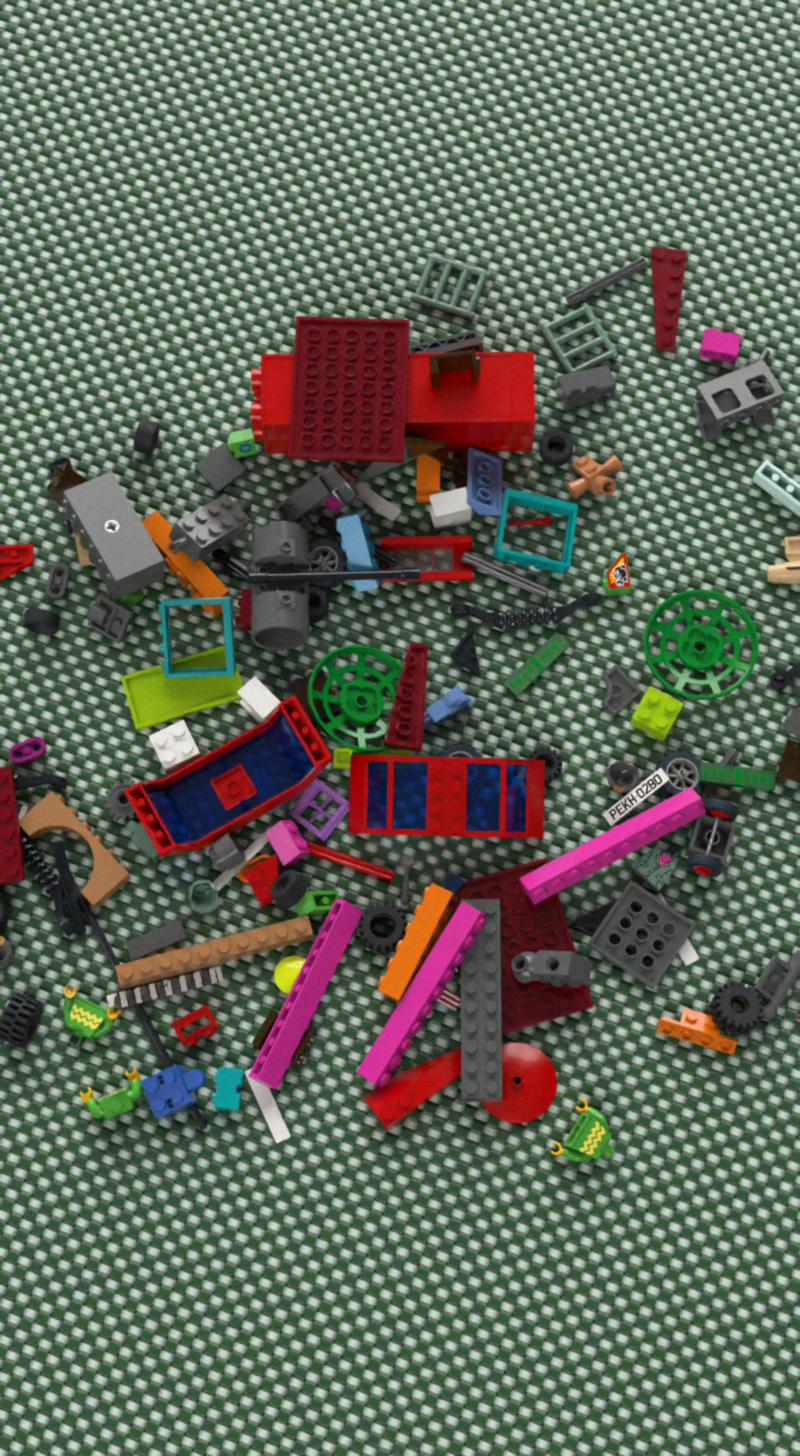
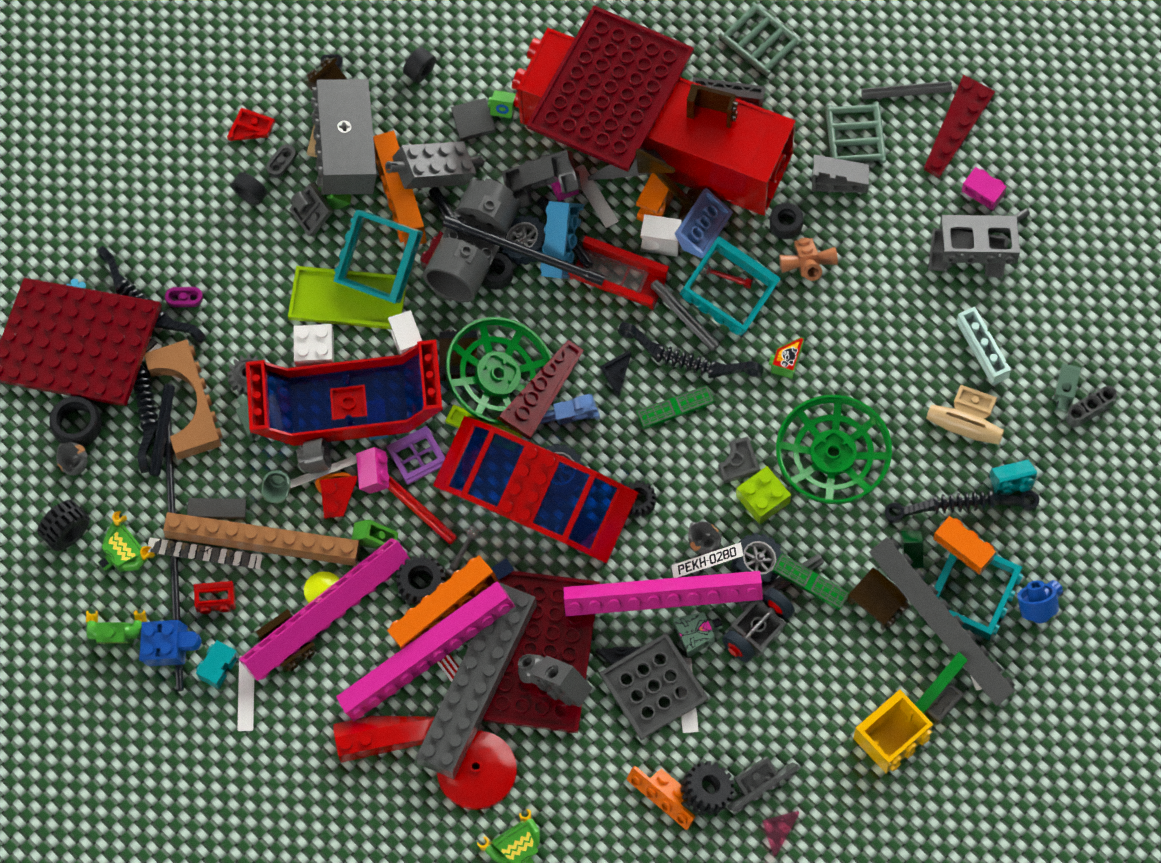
camera: 25 degrees right, 5 degrees down
(288, 889) = (353, 510): black tyre -> none

